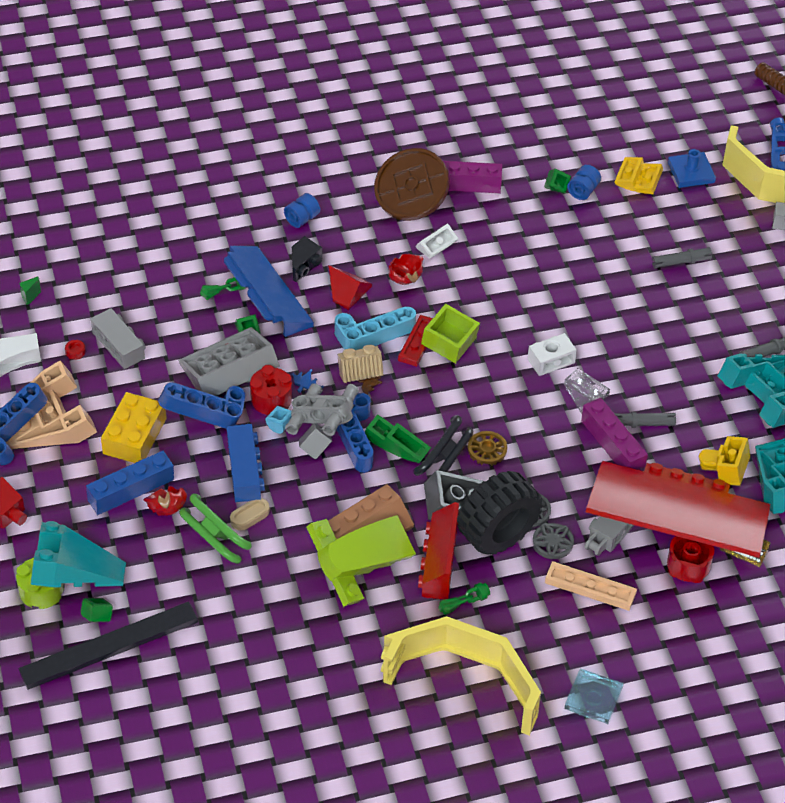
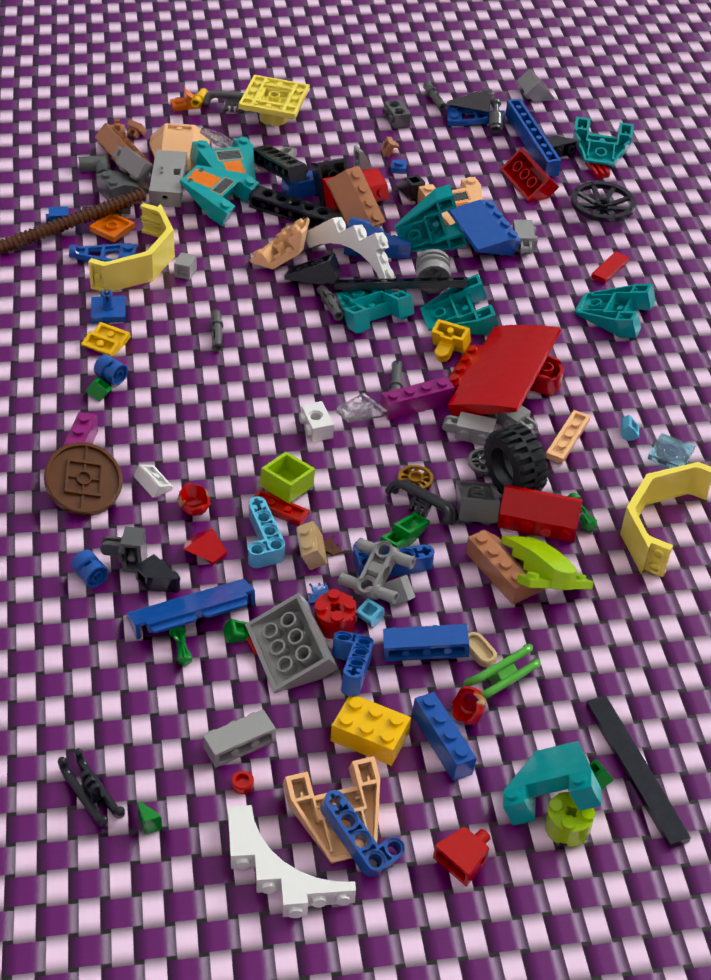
camera: 85 degrees left, 5 degrees down
(58, 252) = (90, 790): none -> black piece
(325, 230) = (129, 548): none -> dark grey brick
(577, 492) = (470, 427): none -> light grey brick
(621, 648) = (629, 428): none -> medium azure brick

